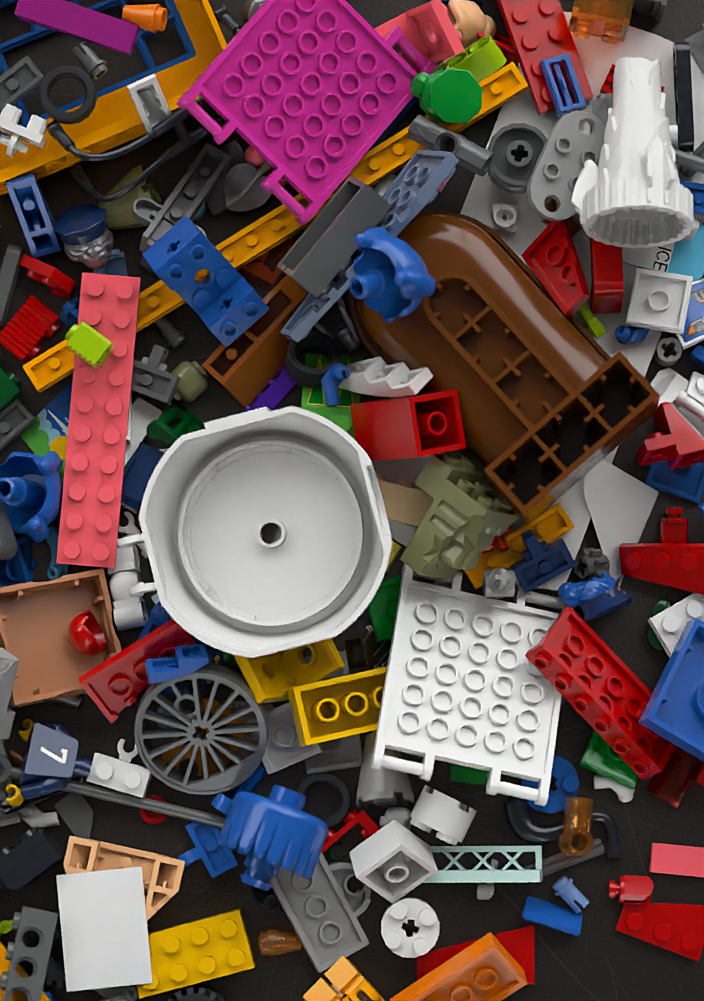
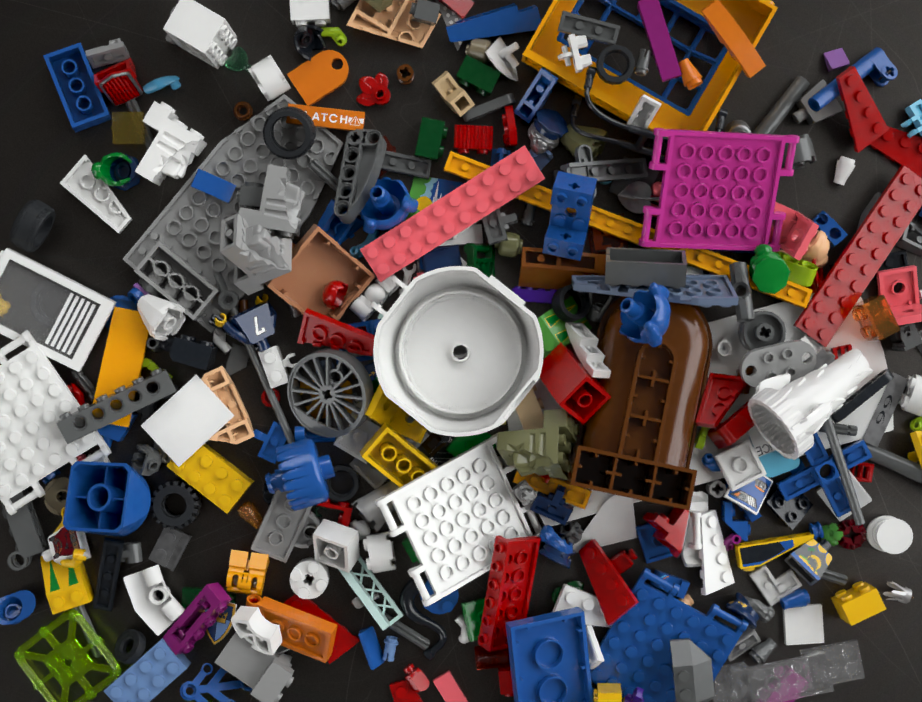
camera: 50 degrees right, 5 degrees up
(88, 344) = (487, 179): lime brick -> none
(186, 660) = (357, 359): blue slope -> none
(332, 380) = (566, 322): blue arm -> none
(555, 96) = (816, 344): blue tile -> none
(577, 822) = (429, 626): clear orange piece -> none

